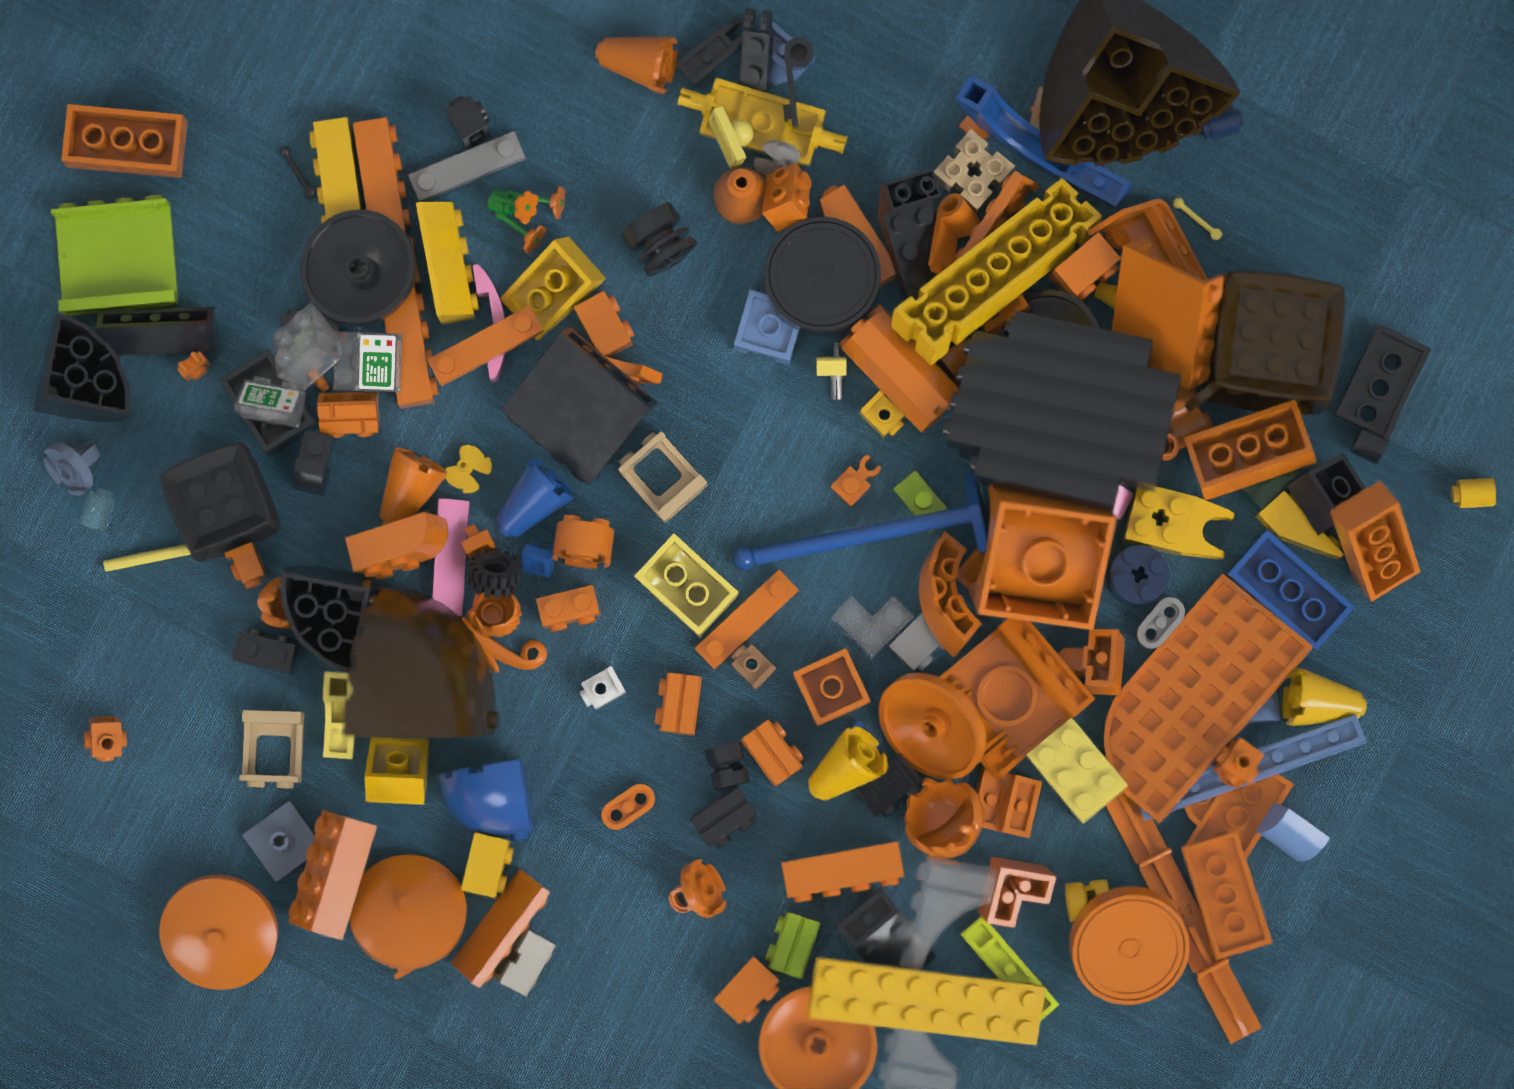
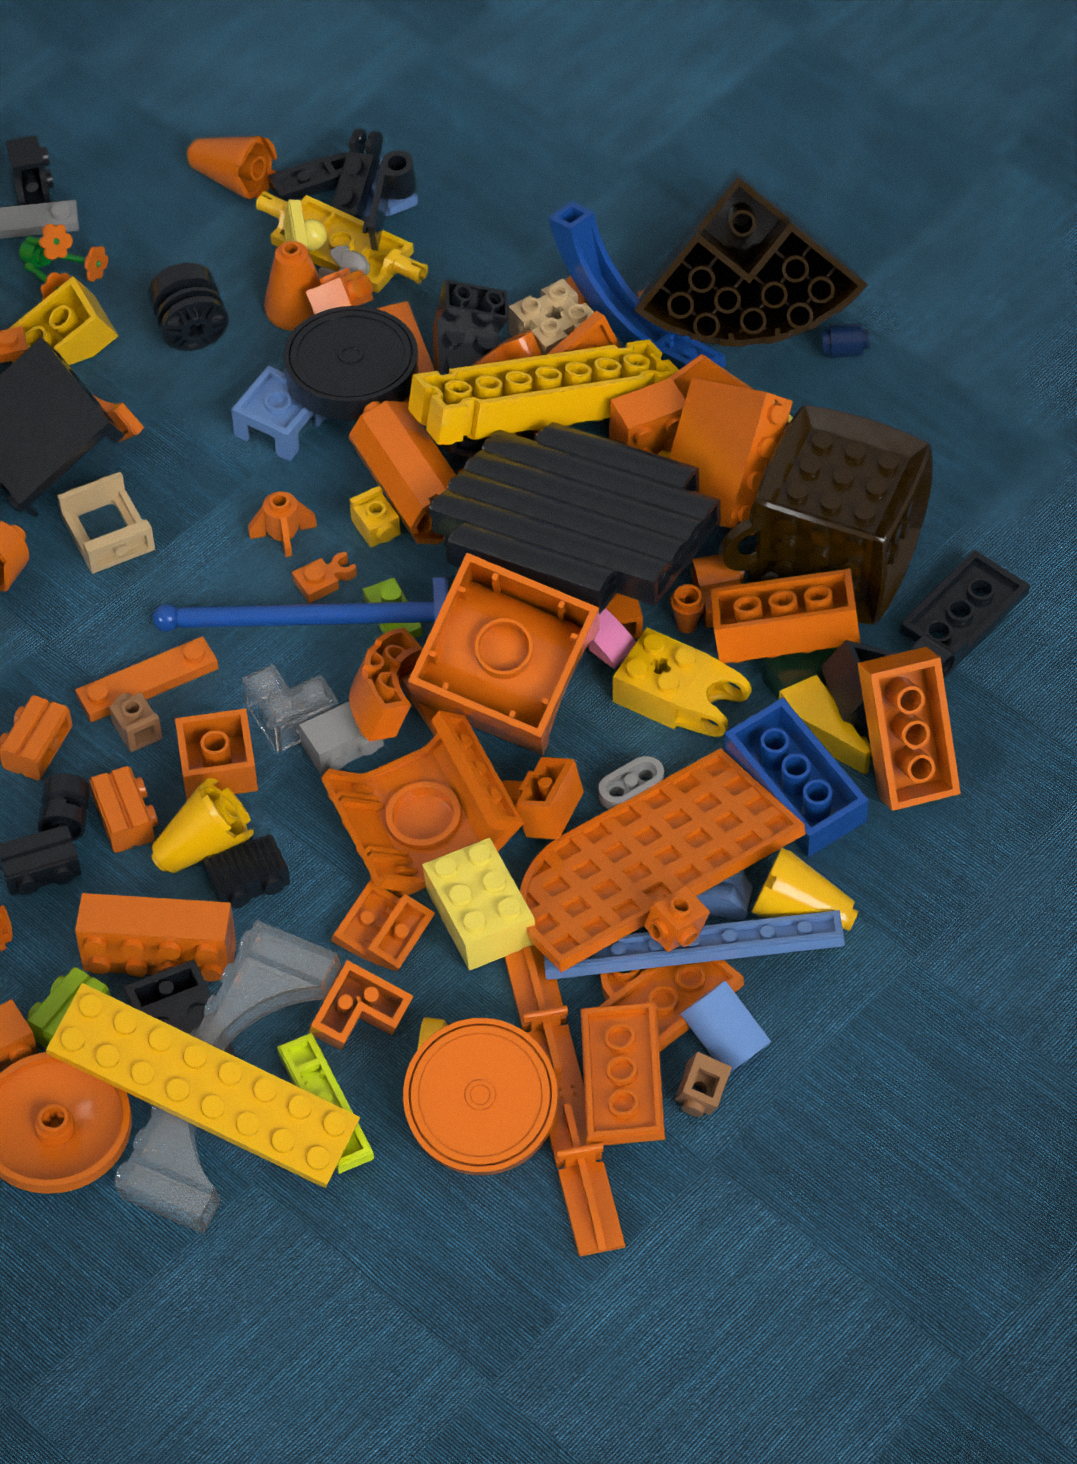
camera: 15 degrees right, 30 degrees down
(603, 324) = (98, 369): orange brick -> none
(686, 585) = (89, 621): light yellow brick -> none
(806, 445) = (281, 518): none -> orange brick
(833, 367) = (333, 460): light yellow piece -> none
(932, 726) = (318, 802): orange dish -> none
(944, 818) = (303, 905): orange piece -> none
(1153, 568) = (618, 725): dark blue brick -> none
(1292, 877) = (710, 1077): none -> medium nougat brick
(1474, 493) = (1046, 734): yellow brick -> none

